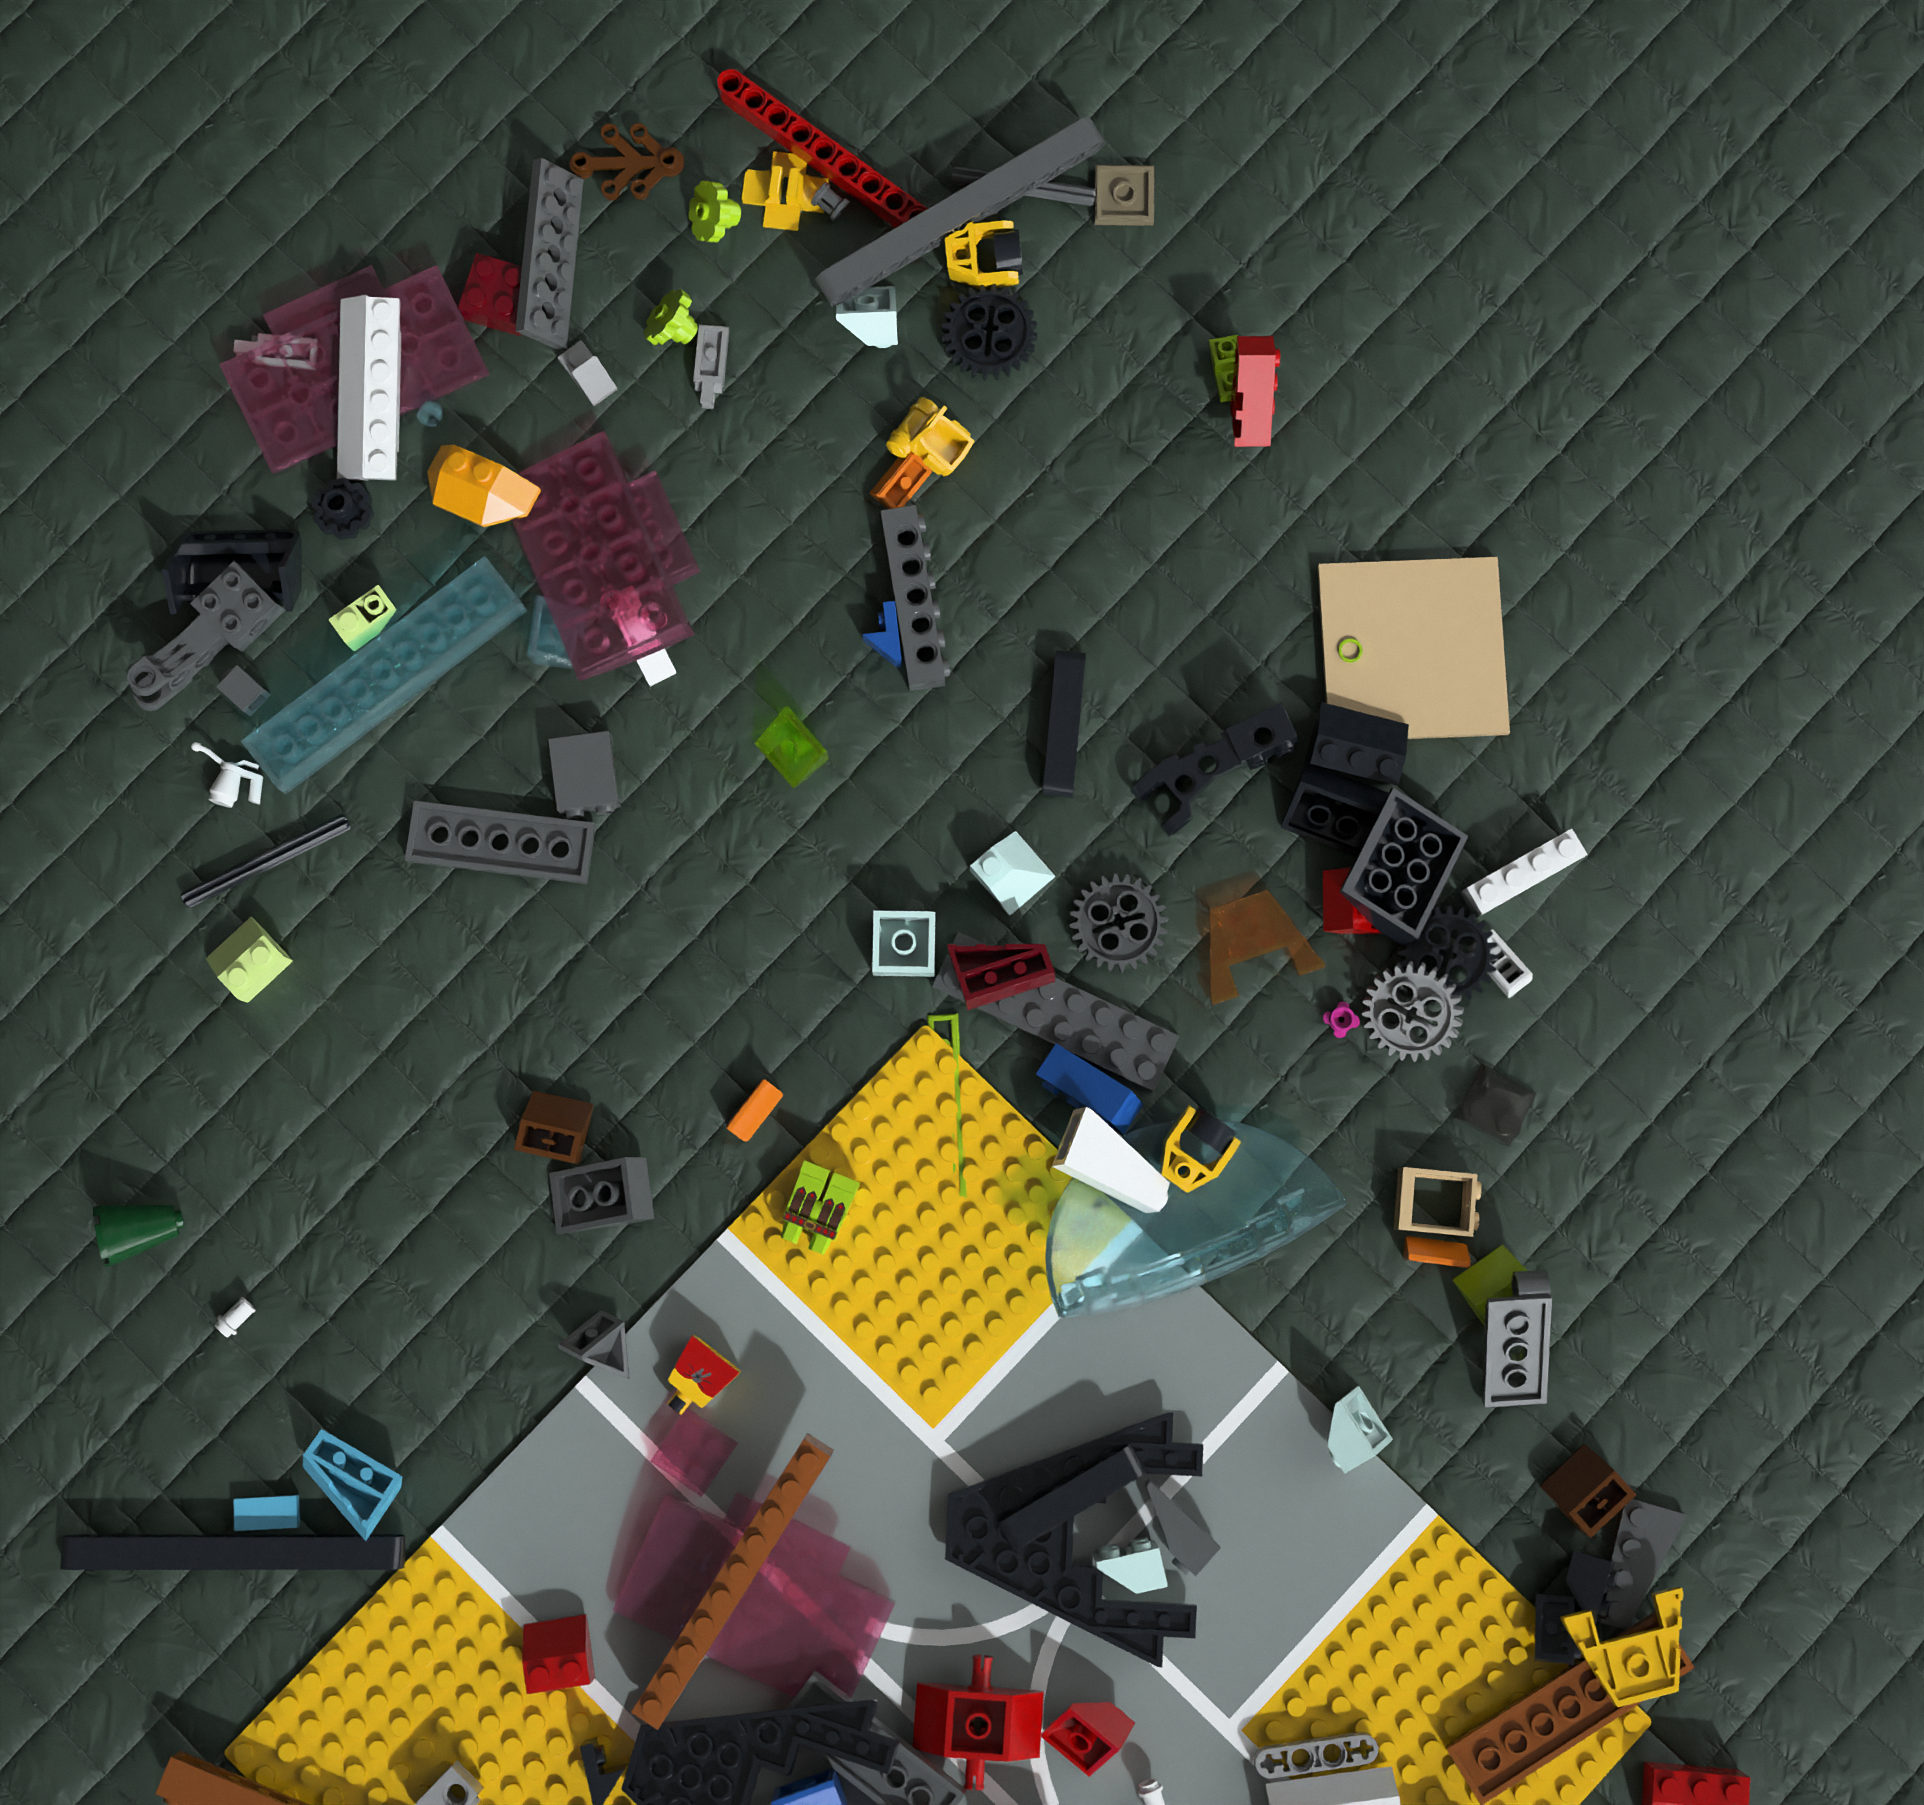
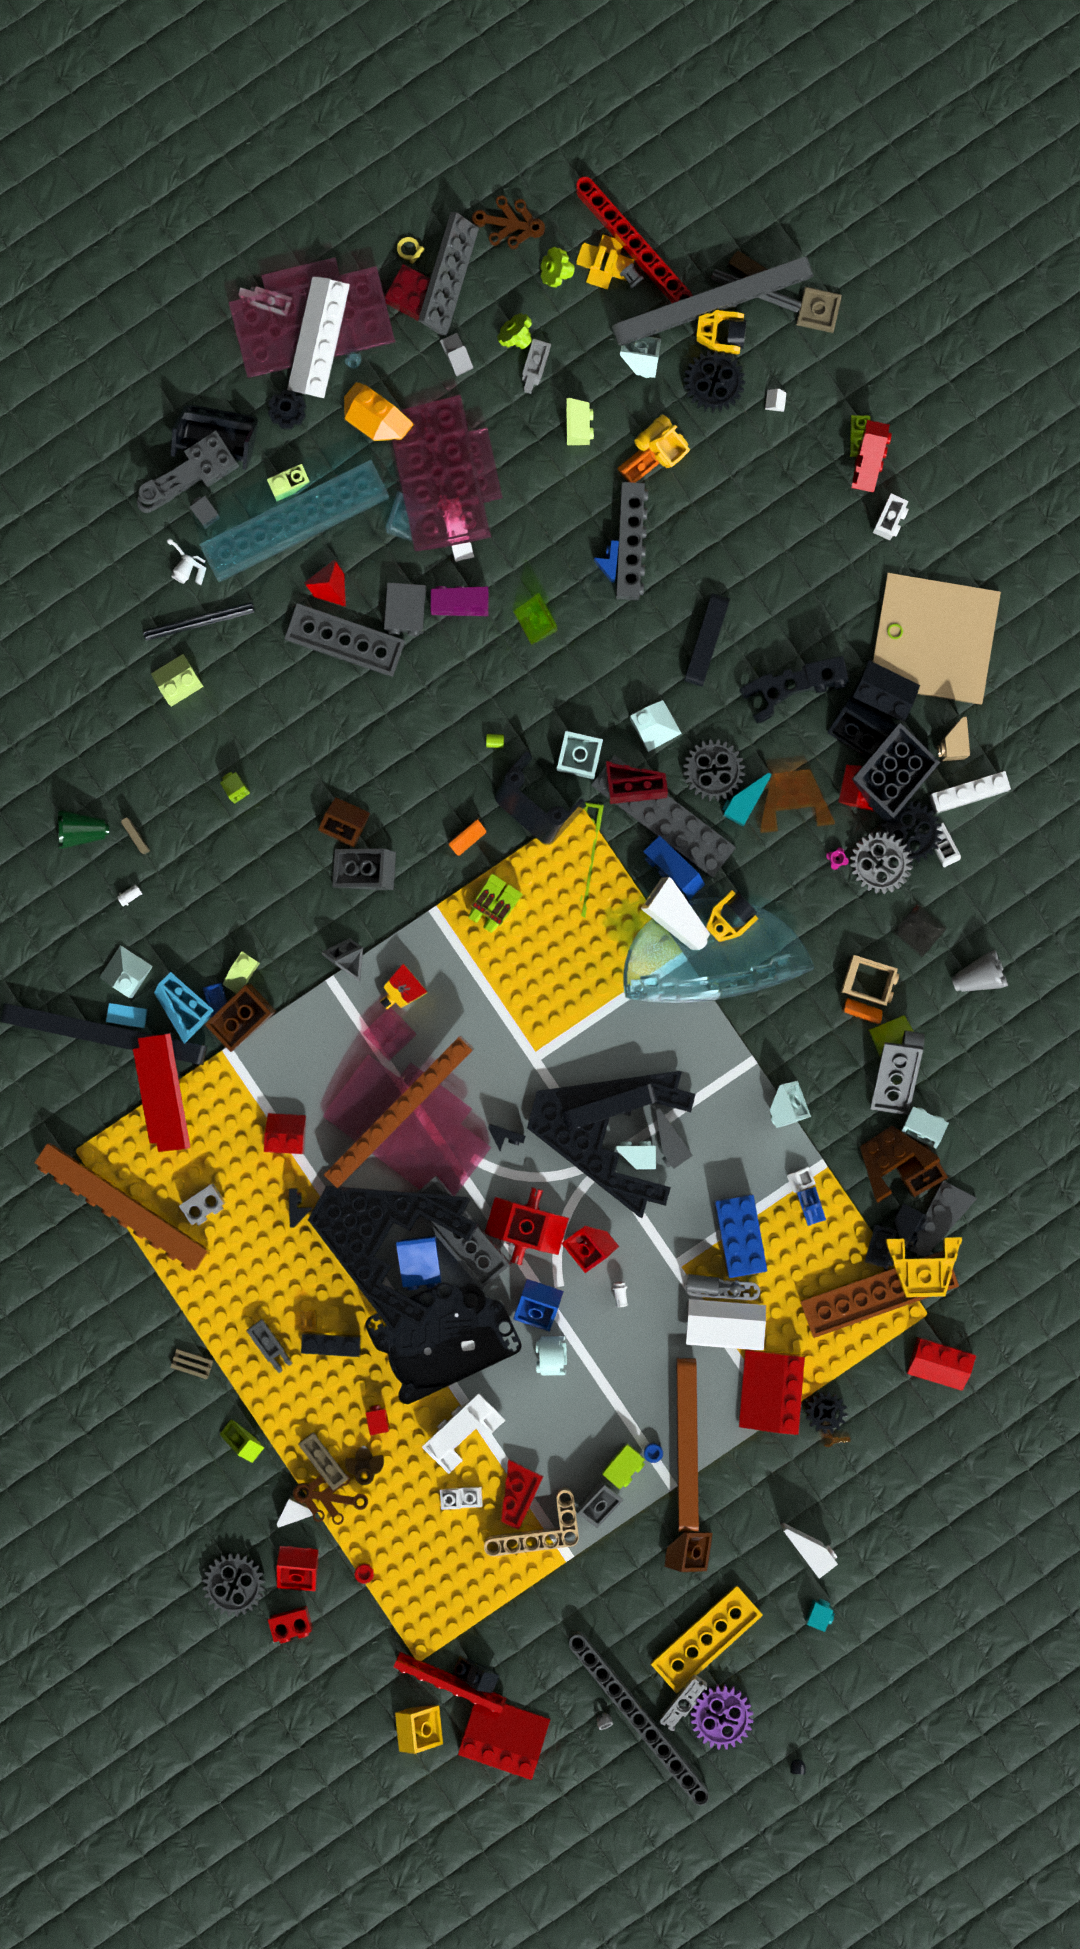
camera: 15 degrees right, 5 degrees up
(226, 1220) = (137, 839): none -> dark tan tile
(252, 1443) = (126, 972): none -> light aqua slope
(341, 1633) = (161, 1093): none -> red slope
(369, 1109) = (234, 787): none -> lime slope
(409, 1461) = (215, 997): none -> blue tile
(436, 1403) = (240, 972): none -> yellowish green slope
(449, 1477) = (240, 1017): none -> reddish brown slope
(458, 761) = (328, 584): none -> red slope
(500, 230) = (420, 249): none -> light yellow piece
(668, 744) = (460, 601): none -> magenta wedge
(767, 949) = (495, 741): none -> lime hinge
(794, 435) = (578, 422): none -> yellowish green slope
(869, 1067) = (541, 825): none -> black windscreen
(903, 1578) = (499, 1135): none -> black slope
(994, 151) = (744, 265): none -> dark brown slope
(1088, 341) = (775, 400): none -> white slope
(1175, 966) = (743, 803): none -> teal slope
(1297, 1755) = (711, 1285): none -> dark grey wheel
(1303, 479) = (892, 513): none -> white brick
(1326, 1662) = (740, 1236): none -> blue brick
(1401, 1546) = (801, 1179): none -> white slope
(1428, 1588) = (811, 1206): none -> blue hips
(1484, 801) = (956, 743): none -> tan slope
(1530, 1471) = (888, 1152): none -> reddish brown wing
(1578, 1418) = (925, 1127): none -> light aqua brick
(1609, 1155) = (981, 974): none -> light grey cone

